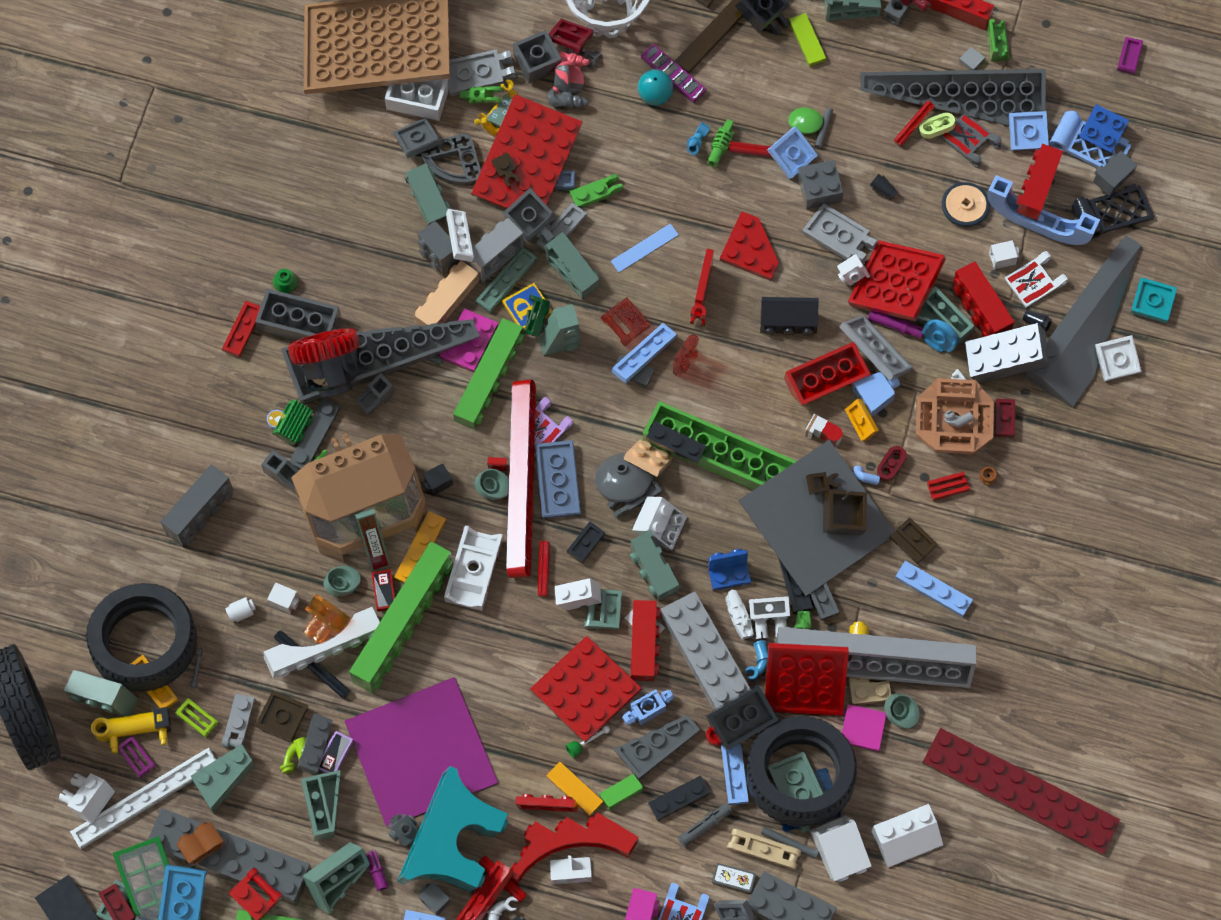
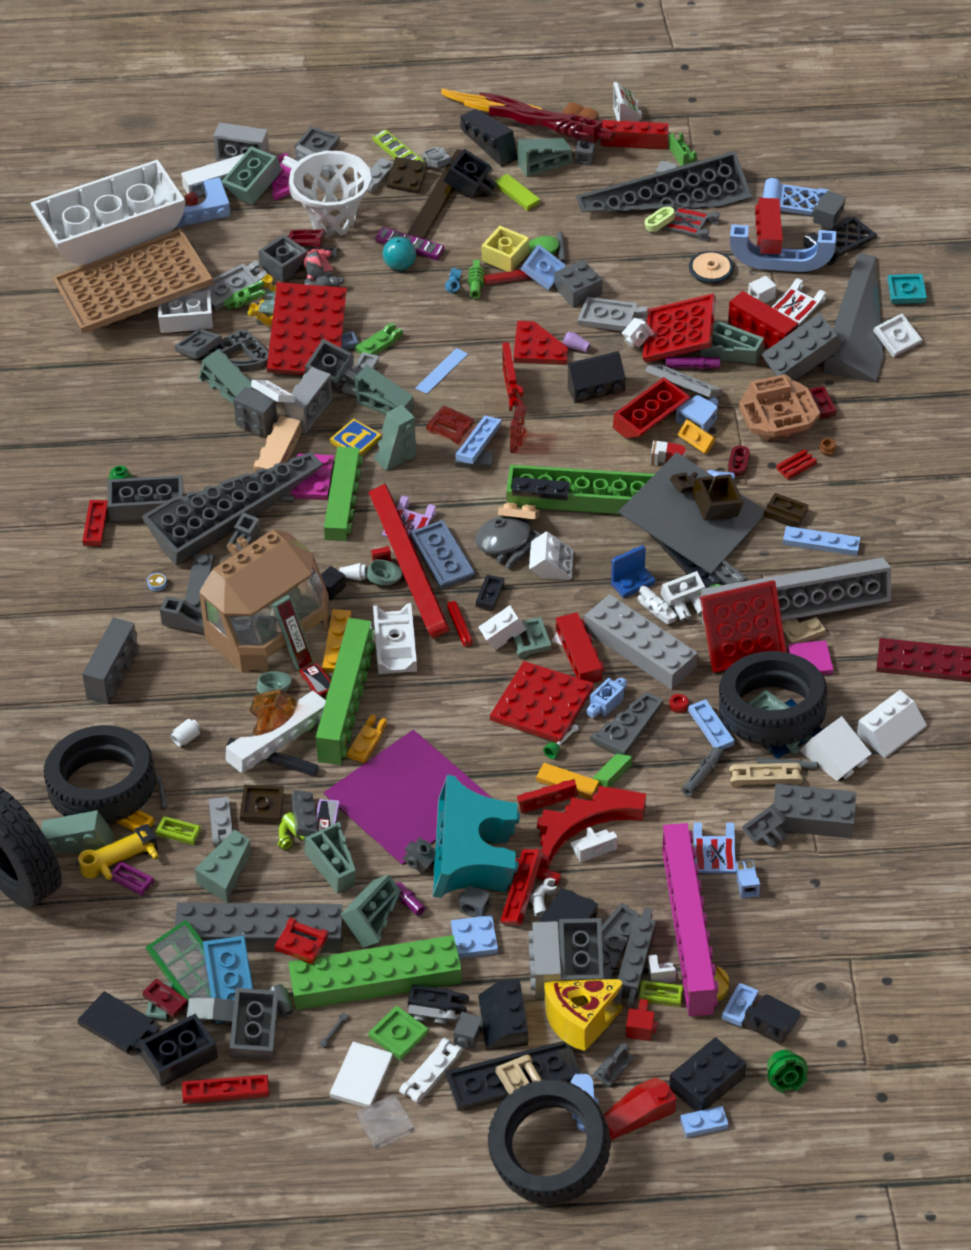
camera: 20 degrees left, 20 degrees down
(90, 797) = (100, 919): white brick -> none
(141, 800) = (149, 913): white tile -> none
(200, 843) = (230, 913): dark orange brick -> none
(283, 598) = (223, 712): white brick -> none
(293, 422) = (174, 576): green brick -> none
(327, 360) = (192, 504): piece -> none
(405, 675) = (366, 740): none -> light orange hinge
(465, 473) = (355, 571): none -> white cone
(504, 167) = (291, 337): dark brown plate -> none
(506, 280) = (326, 425): sand green tile -> none
(535, 317) = (368, 436): dark green wing -> none
(653, 566) = (559, 589): sand green wedge -> none
(679, 798) = (668, 760): black plate -> none
(733, 878) = (747, 805): tile -> none
(741, 717) = (698, 671): black brick -> none
(762, 655) = (694, 633): dark azure piece -> none
(763, 117) = (505, 249): none -> light yellow brick
(789, 258) = (575, 342): none -> lavender cone
(883, 186) = (634, 272): black cone -> none
(902, 710) = (839, 634): sand green hat -> none
(914, 123) = (640, 219): red axle -> none
(940, 335) = (737, 356): dark azure tile -> none
(954, 420) = (783, 408): light grey arm -> none
(1028, 130) = (738, 201): light blue plate -> none
(1104, 128) = (804, 182): blue bracket -> none
(1130, 55) = (799, 134): magenta tile -> none

